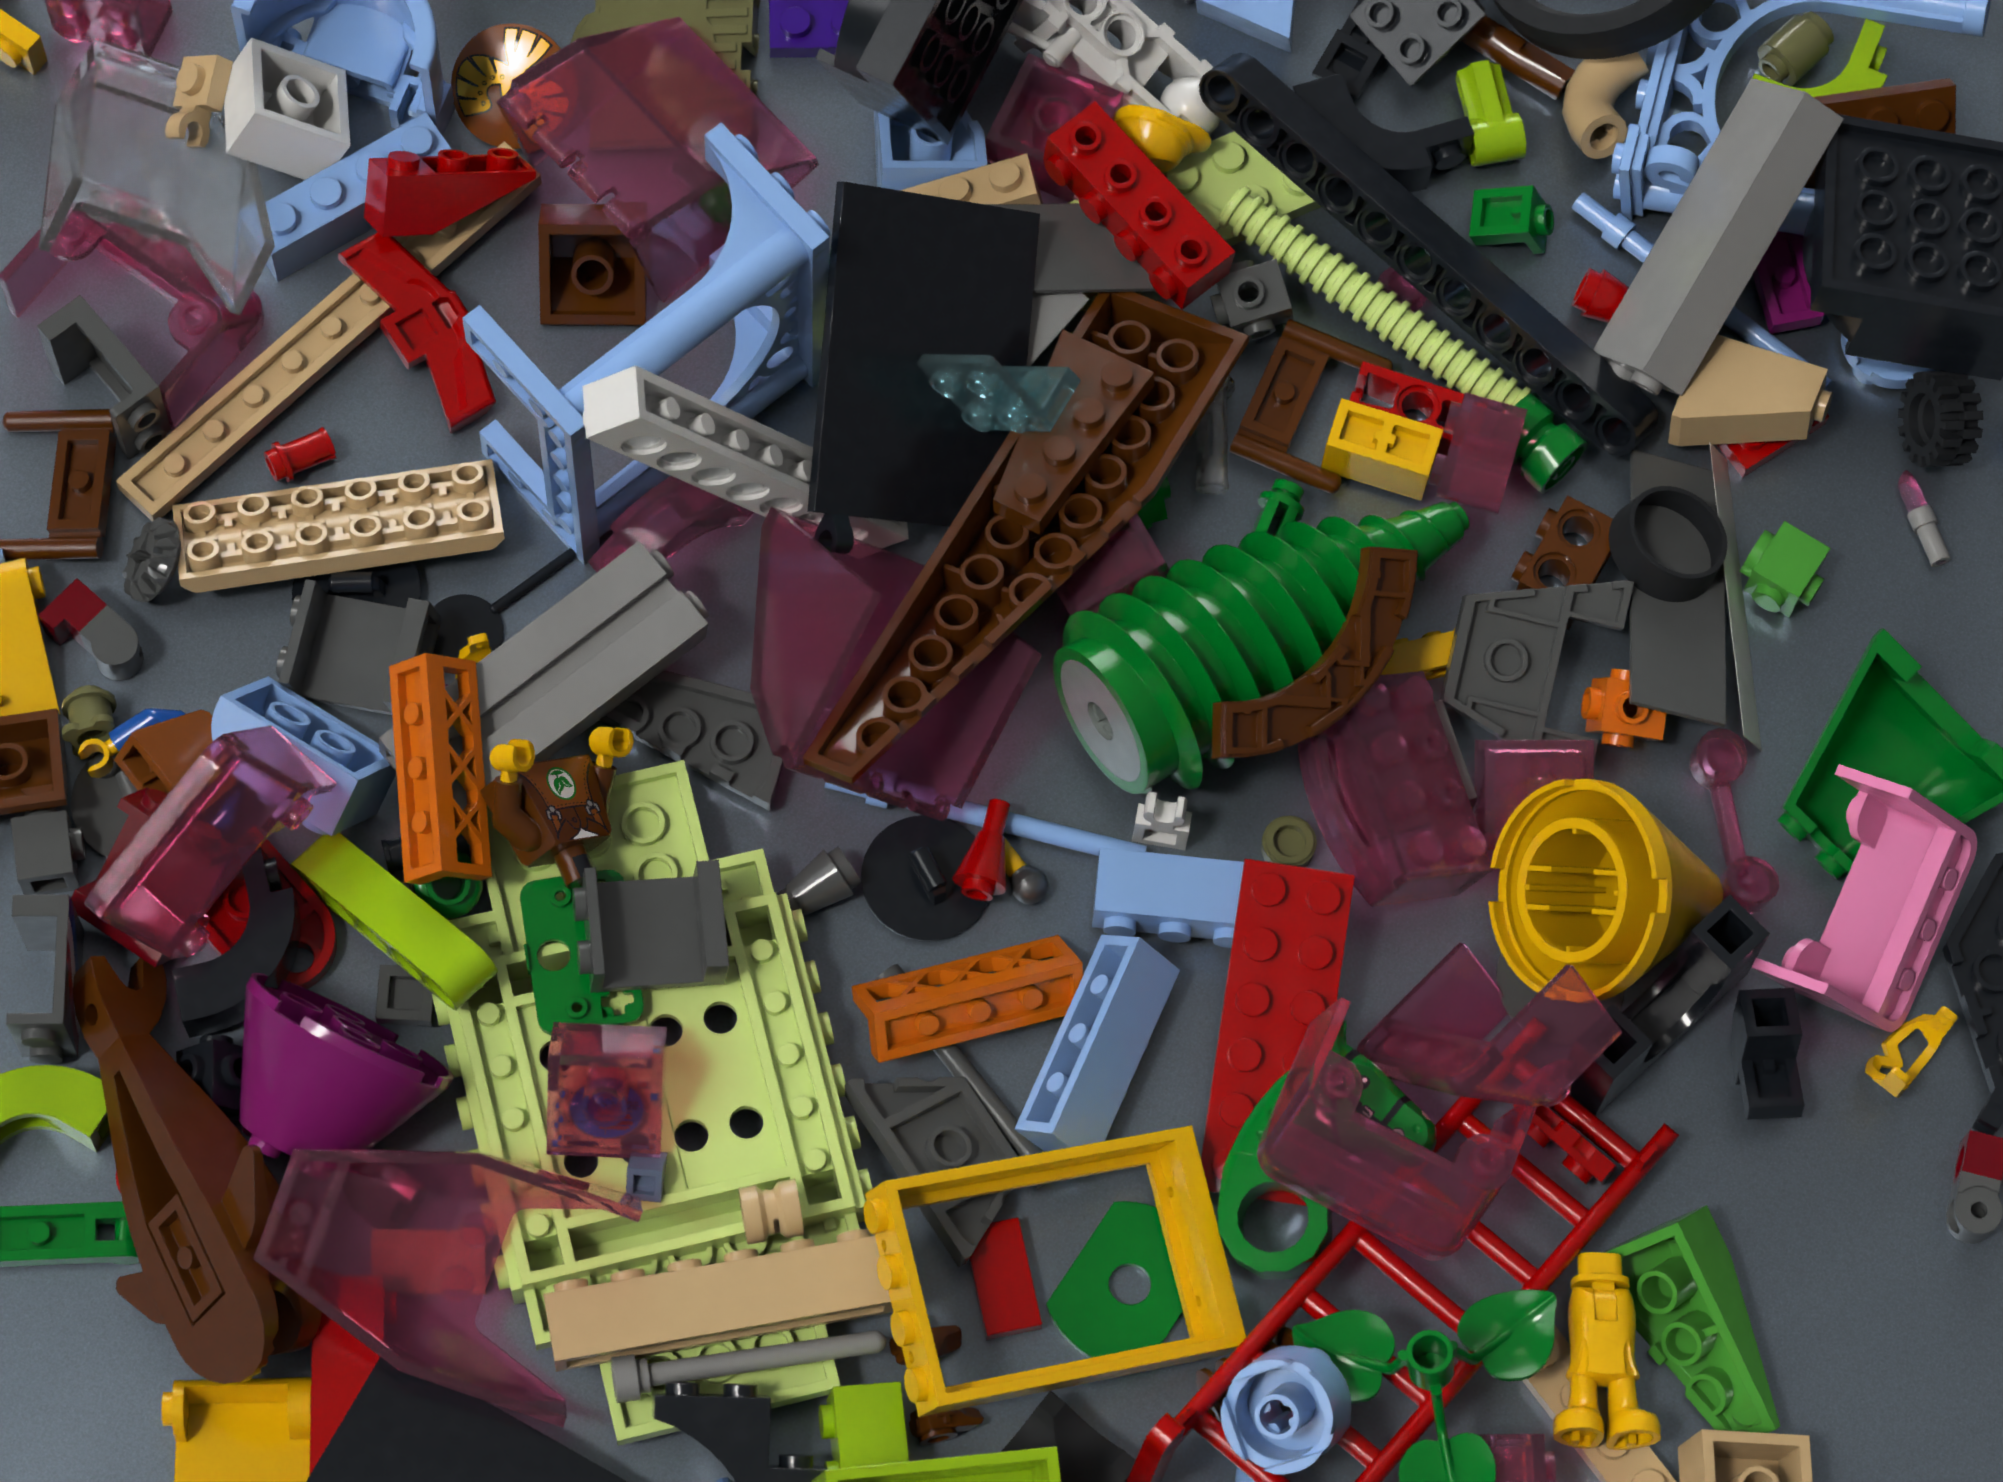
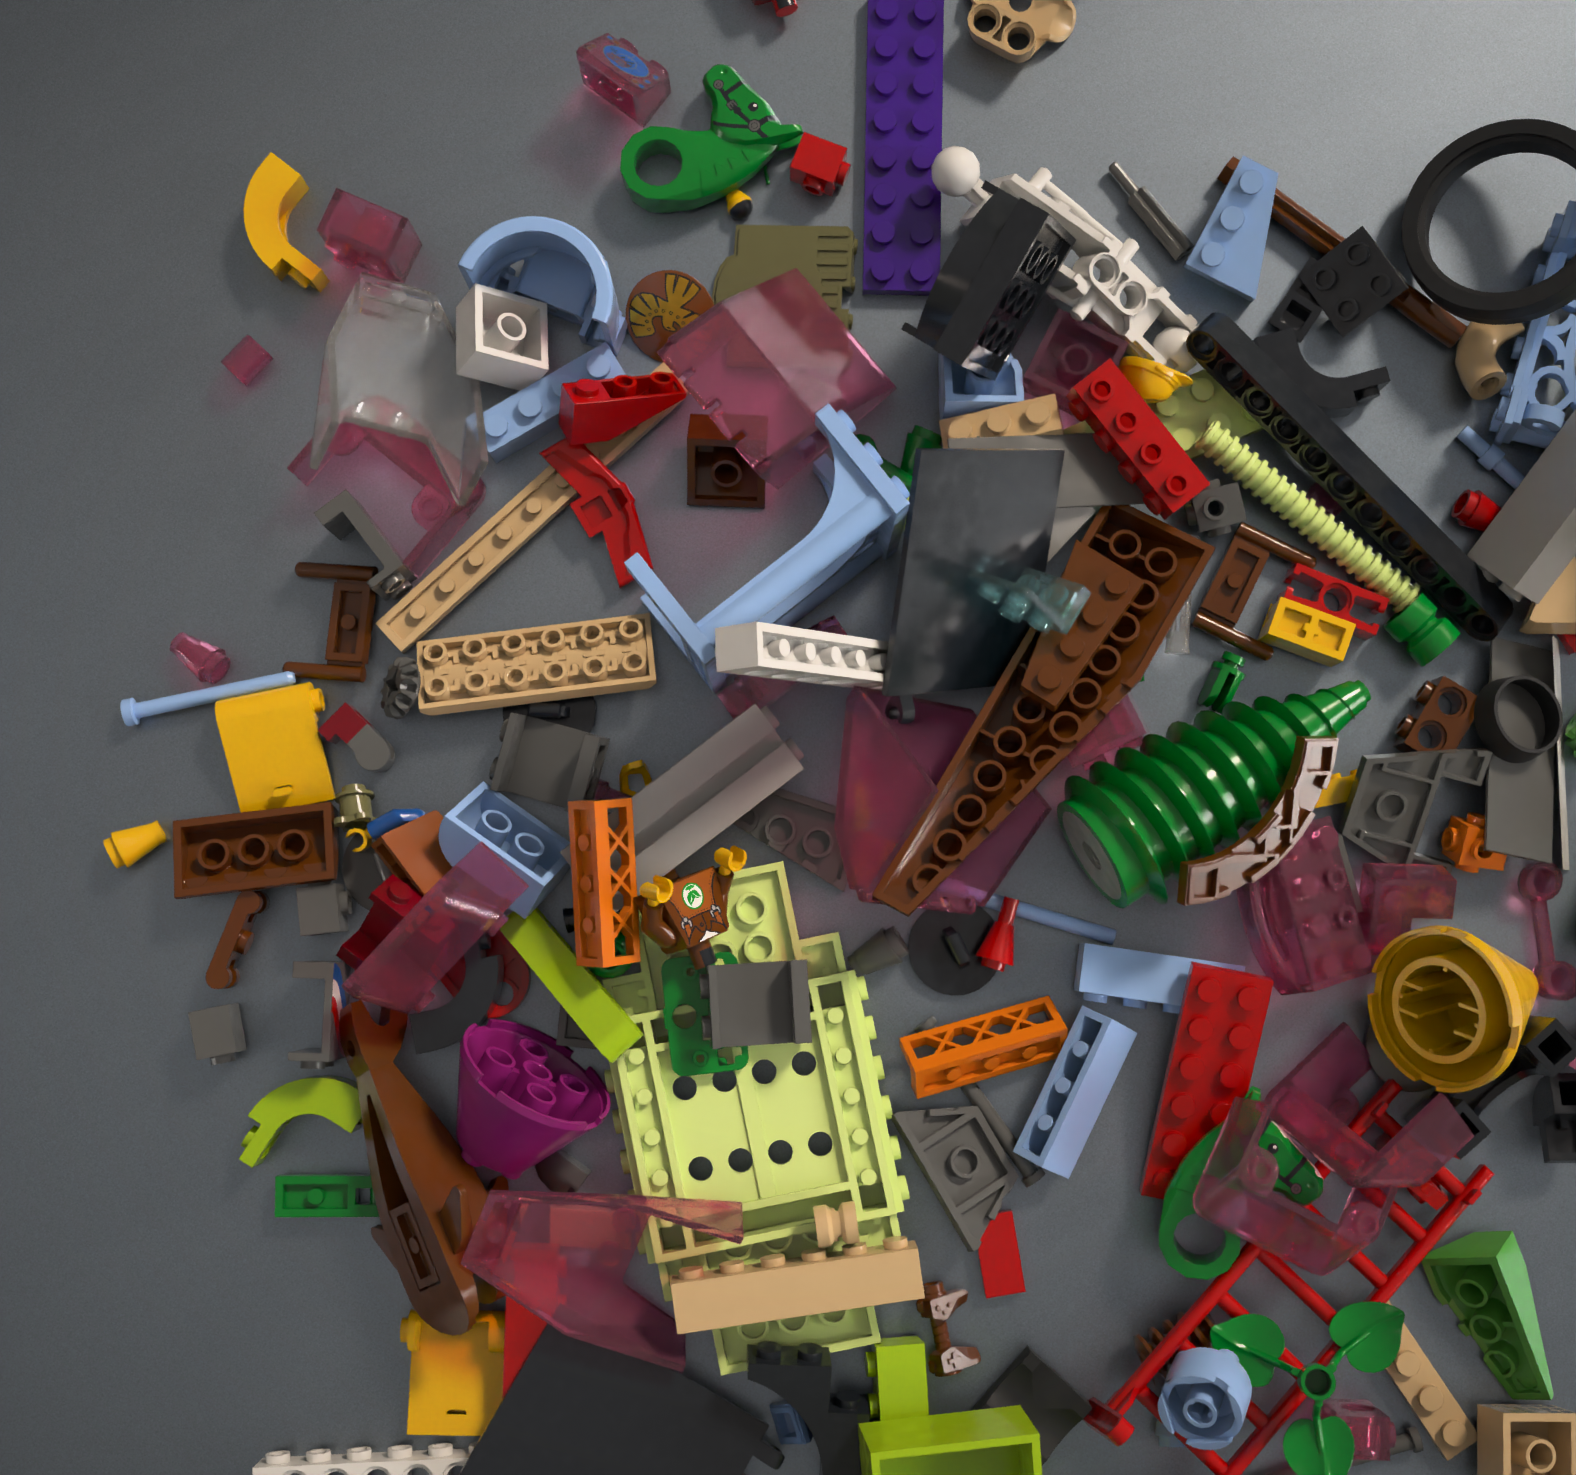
camera: 10 degrees right, 15 degrees up
(198, 93) = (438, 319): tan plate -> none
(217, 1070) = (438, 1086): black brick -> none
(299, 454) = (509, 604): red pin -> none
(471, 615) = (633, 738): black piece -> none
(606, 1090) = (719, 1125): clear pink slope -> none
(637, 1377) = (738, 1336): light grey piece -> none
(646, 1177) = (747, 1185): sand blue piece -> none
(1027, 883) = (1028, 955): flat silver piece -> none
(1083, 1301) = (1081, 1295): green piece -> none
(1162, 822) = (1130, 917): white plate -> none
(1188, 1231) = (1140, 1258): yellow window -> none
(1289, 842) = (1219, 931): olive tile -> none
(1479, 452) = (1383, 644): clear pink brick -> none
(1485, 101) = (1400, 357): lime piece -> none
(1511, 217) = (1411, 445): green bracket -> none
(1603, 1355) = (1430, 1340): yellow piece -> none

